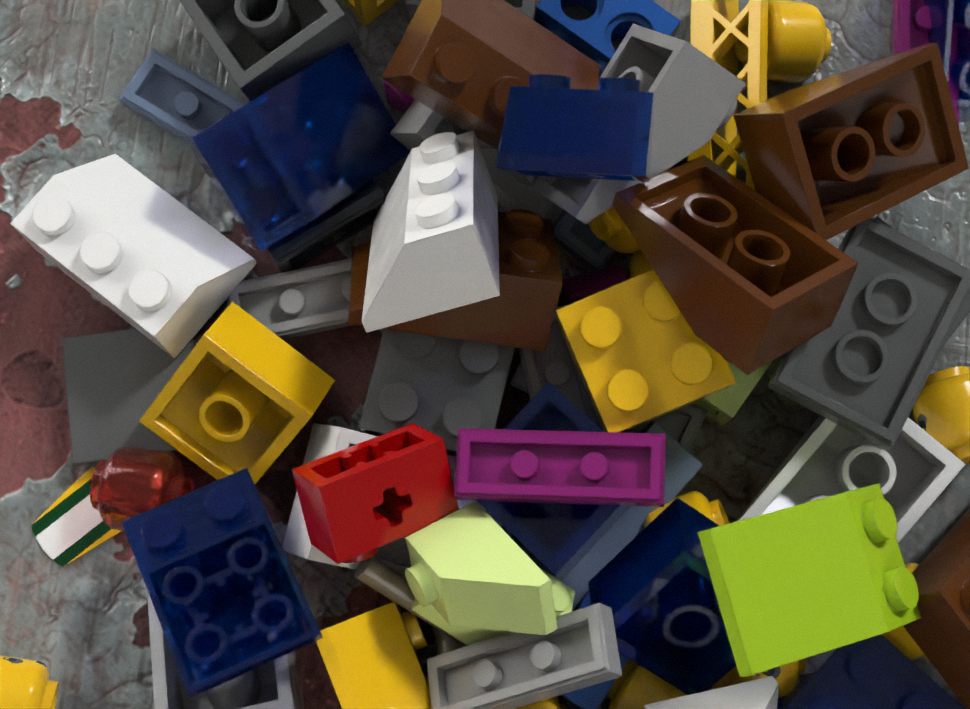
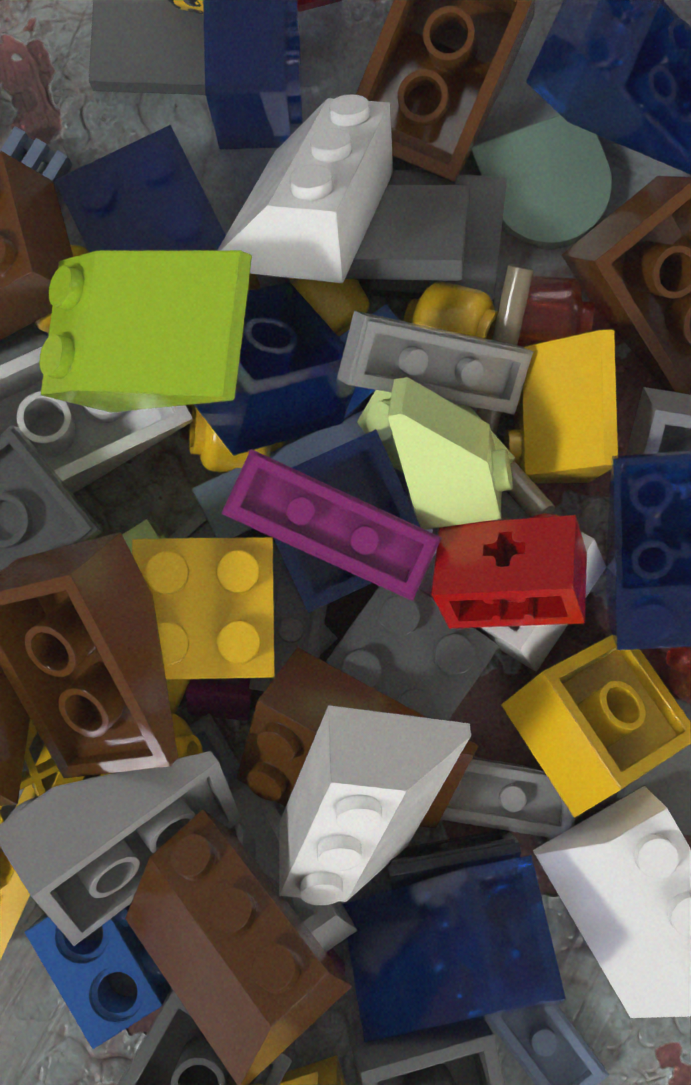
camera: 155 degrees left, 5 degrees up
(578, 130) = (185, 841): clear blue slope -> none

